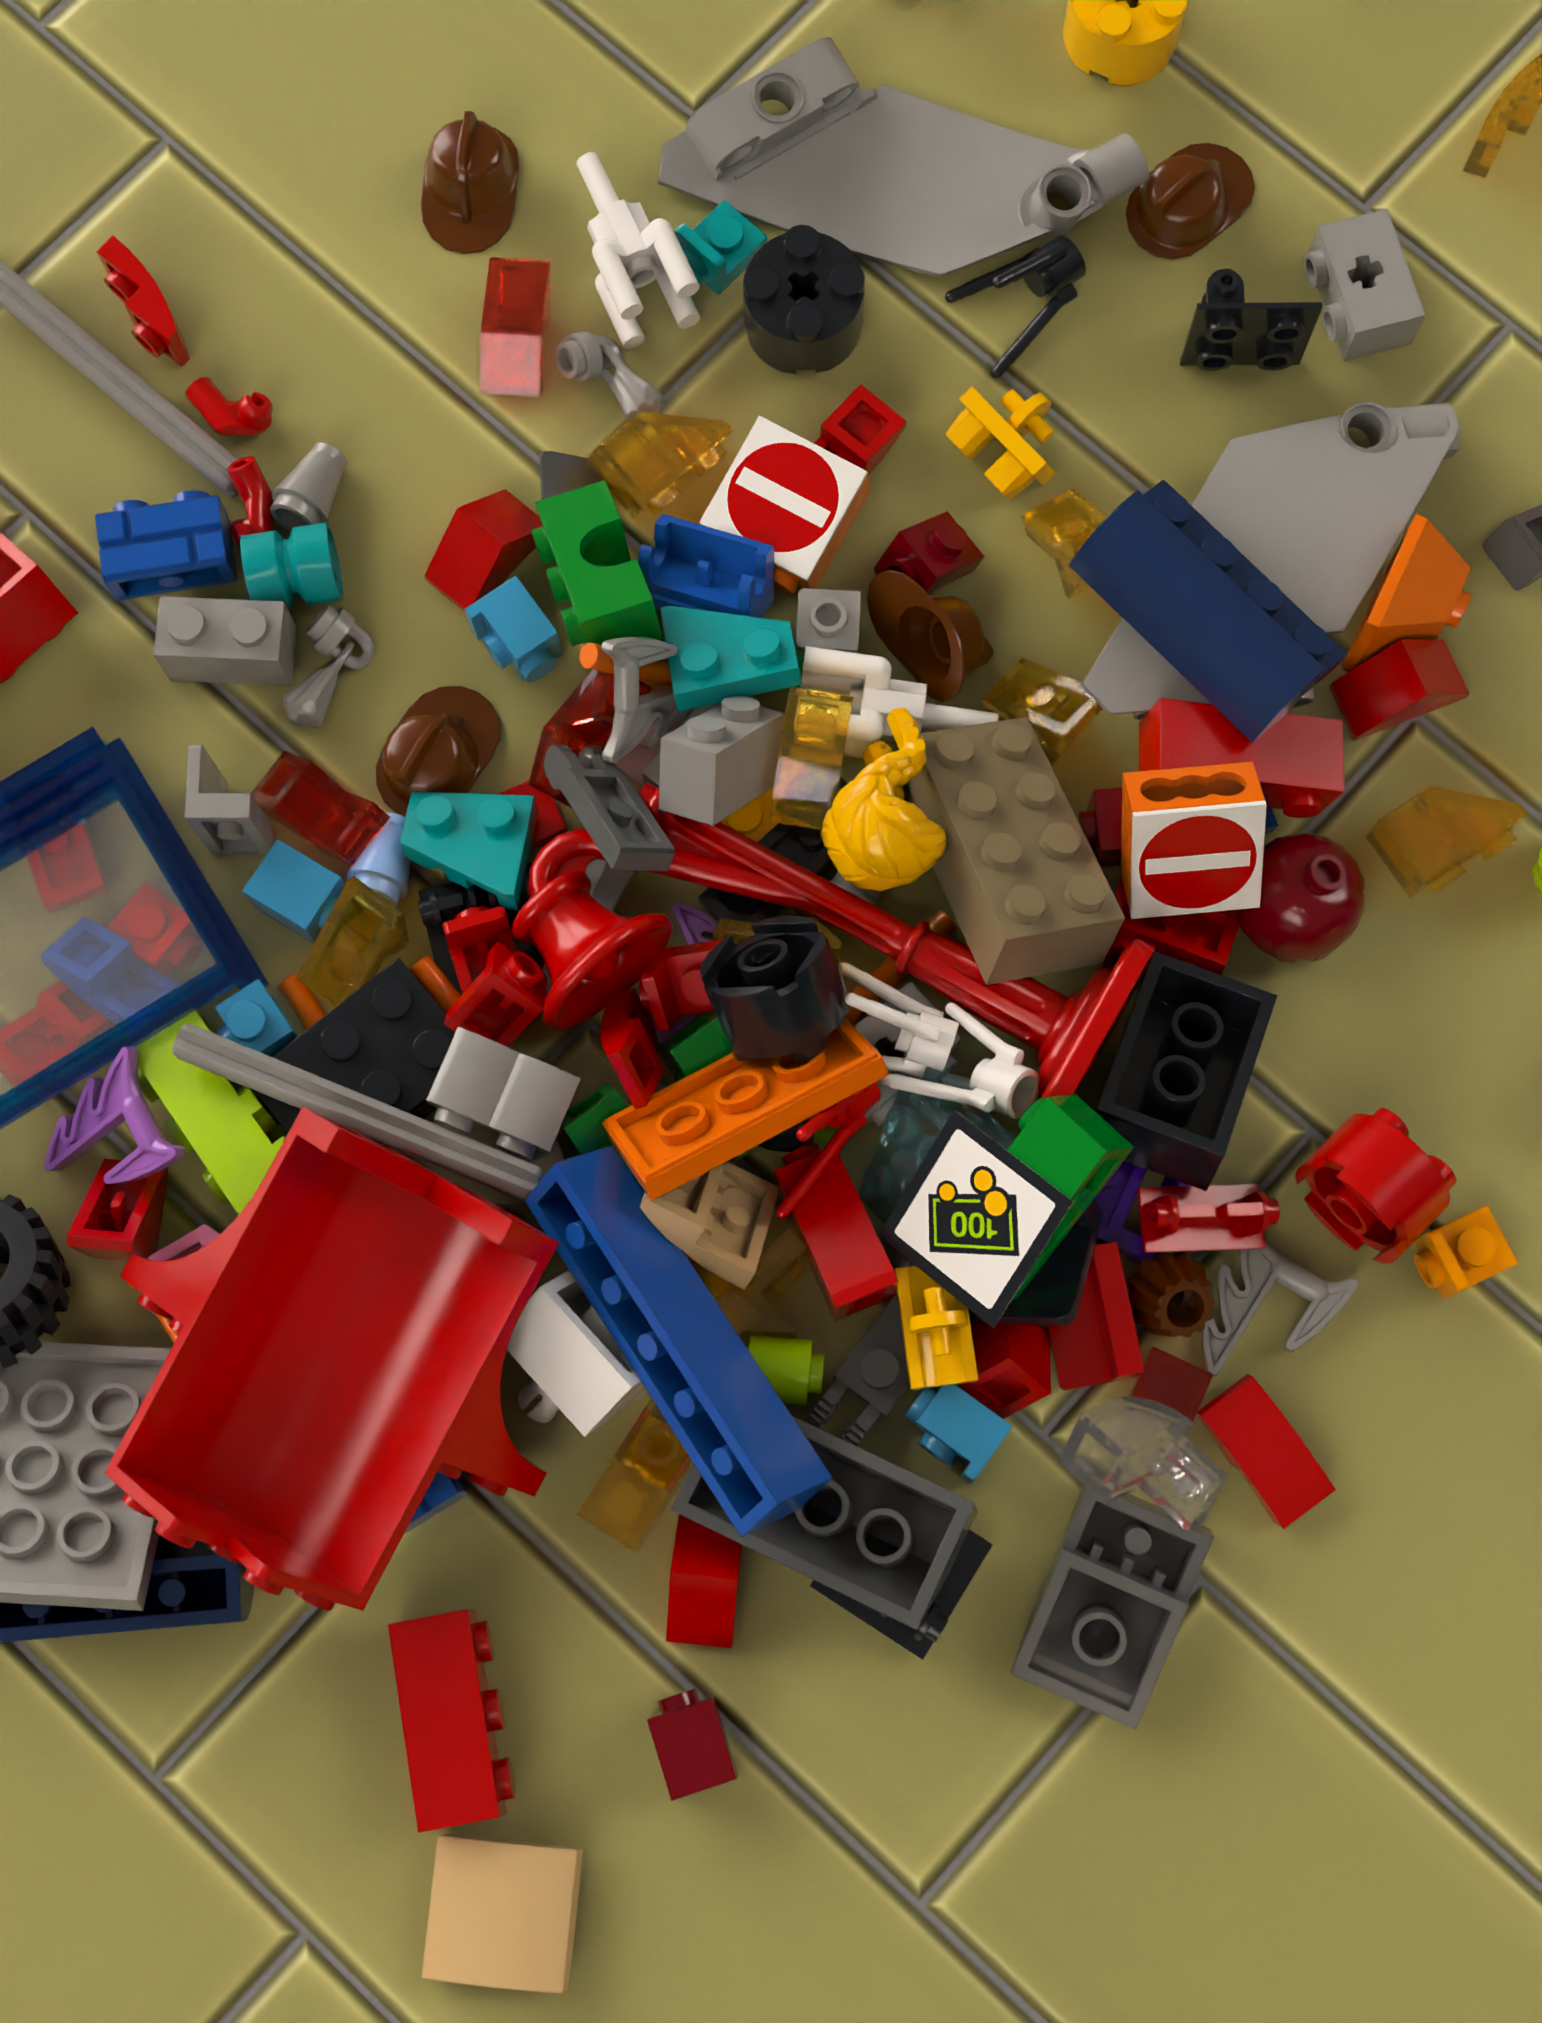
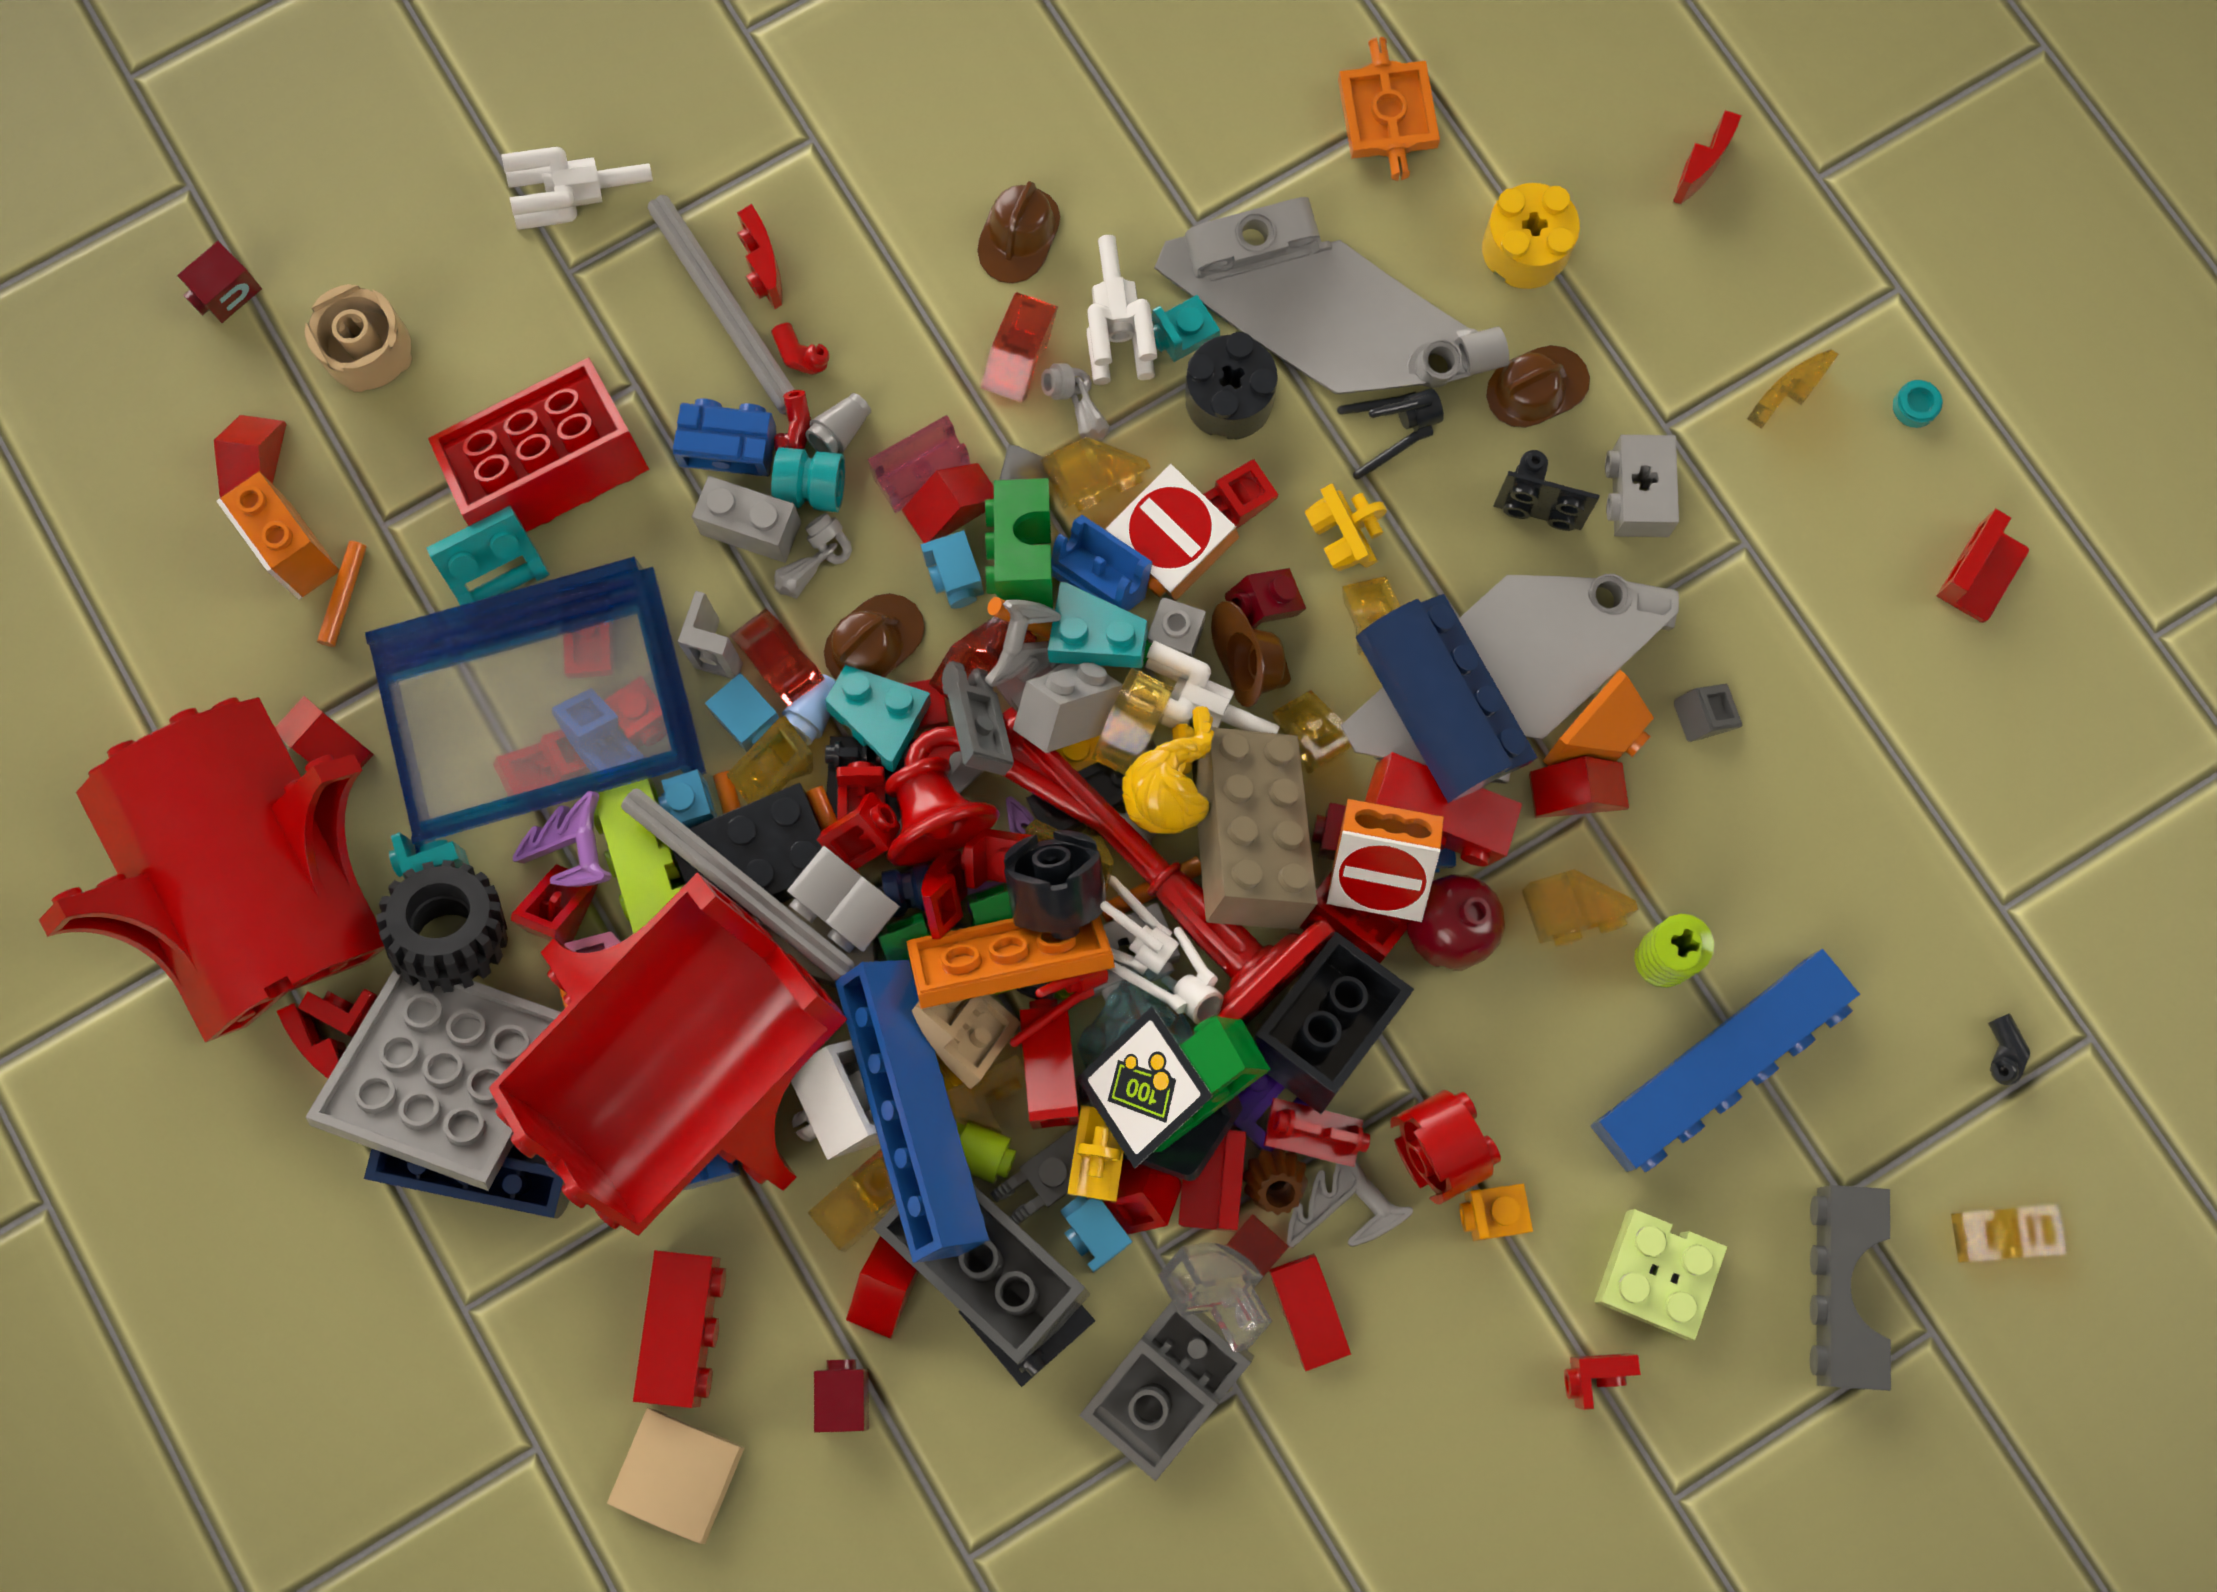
camera: 15 degrees right, 0 degrees up
(420, 508) = (912, 461): none -> clear pink hinge
(580, 1055) = (905, 888): none -> dark blue wheel

